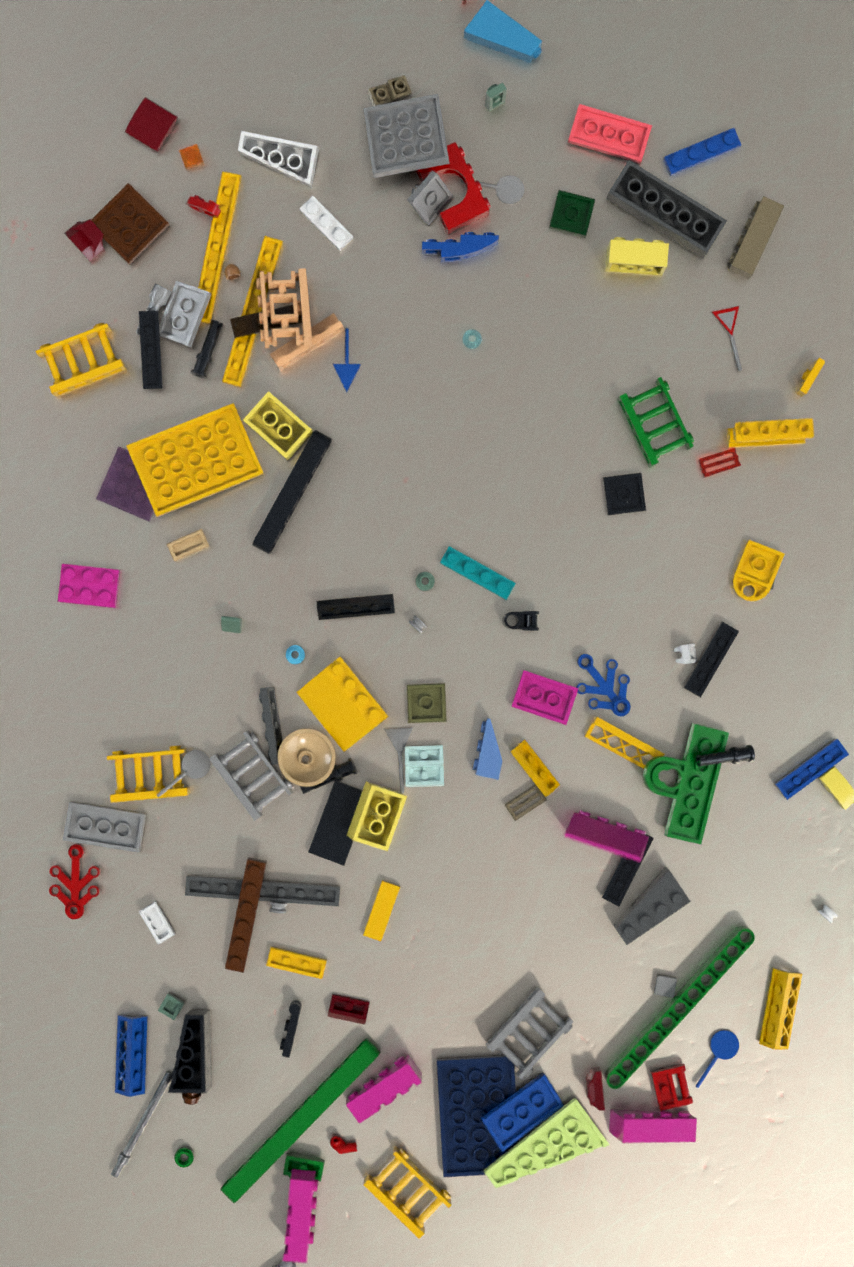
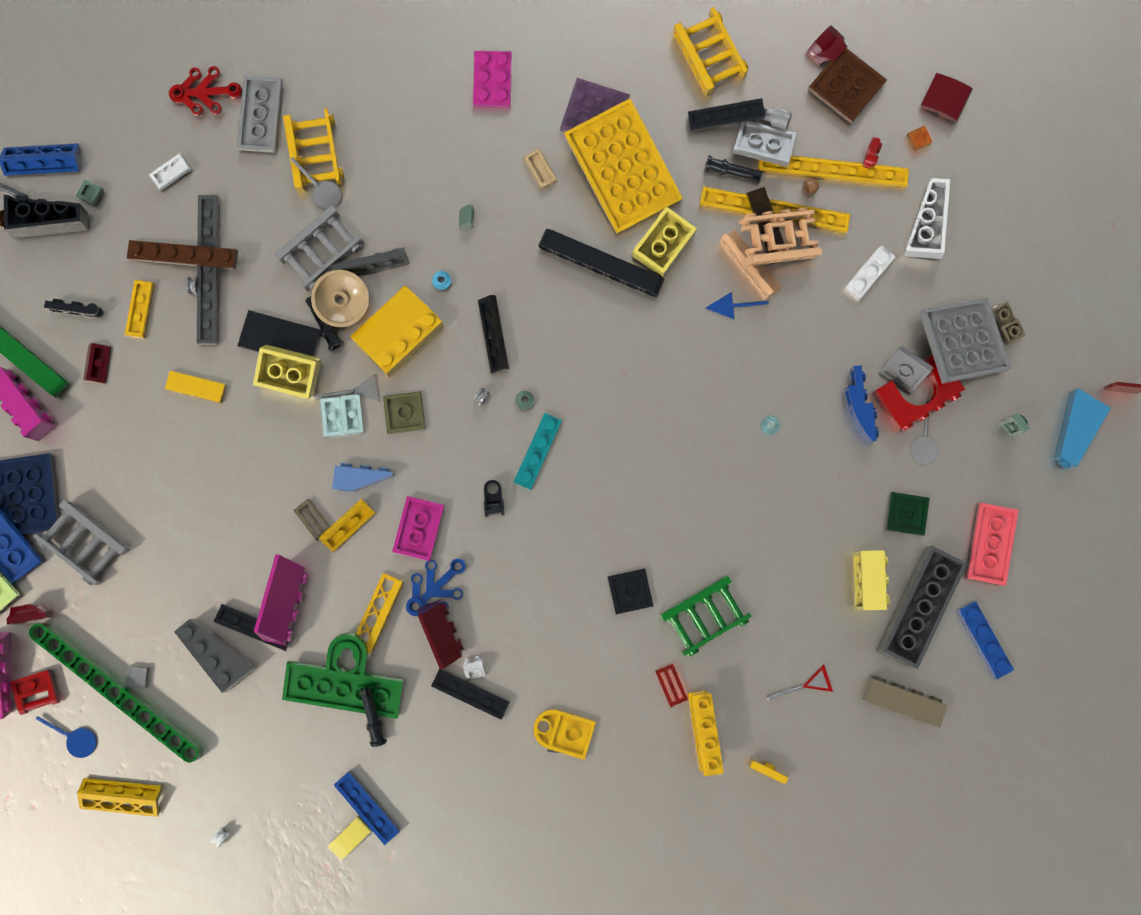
camera: 80 degrees right, 5 degrees down
(651, 683) = (440, 633): none -> dark red slope

